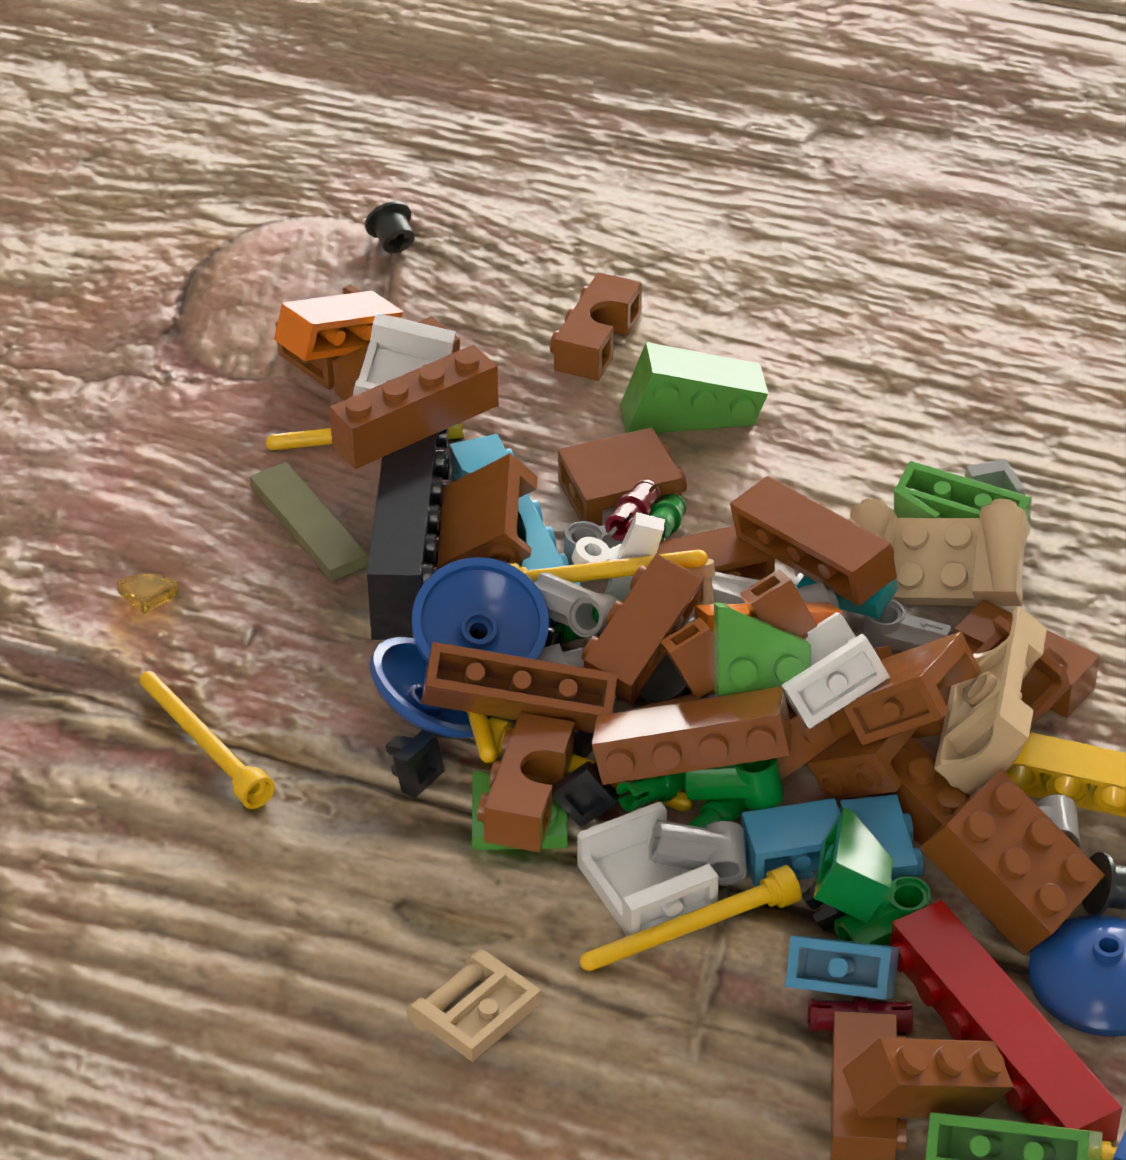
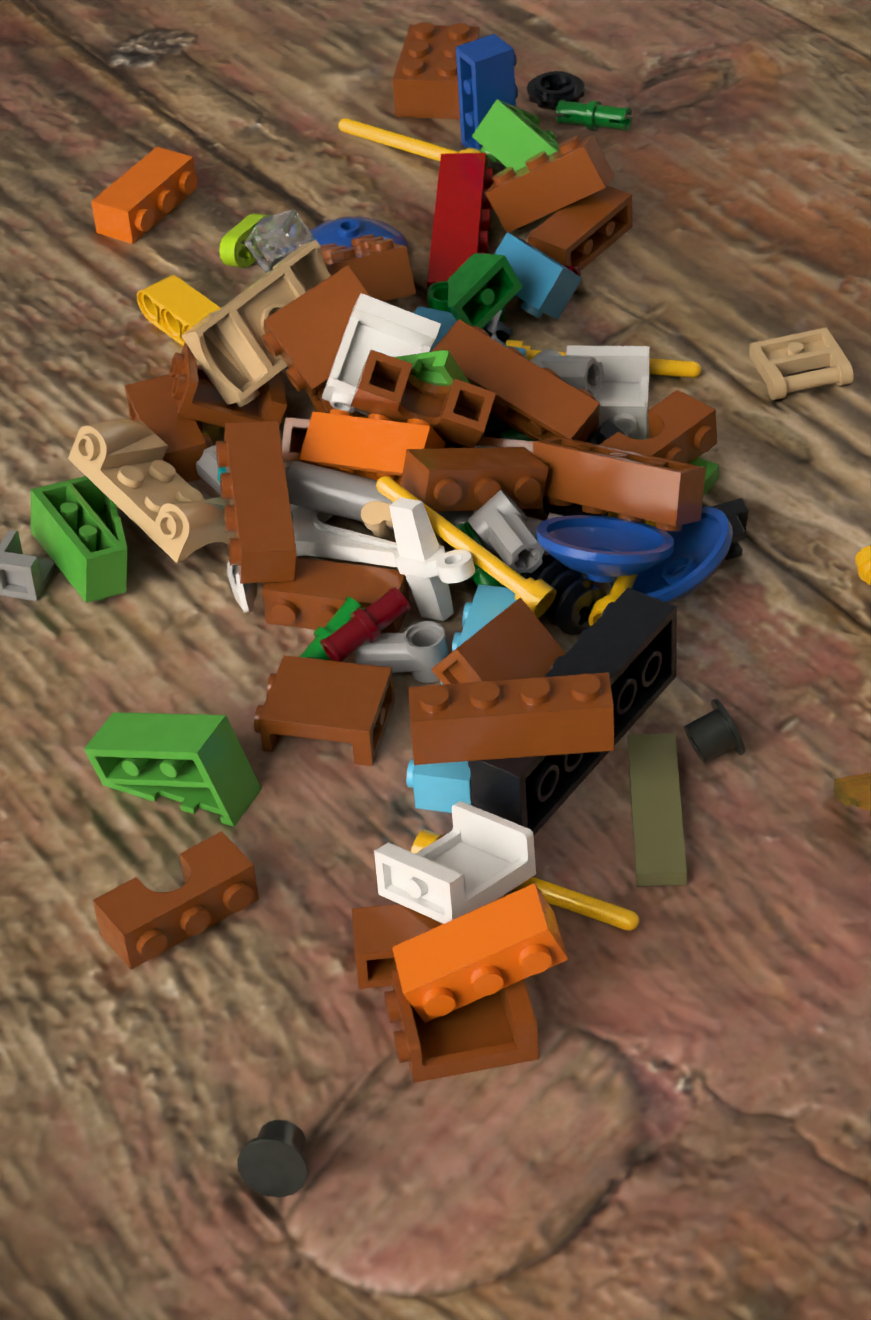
camera: 145 degrees left, 0 degrees up
(291, 574) = (714, 734): none -> pearl dark grey piece

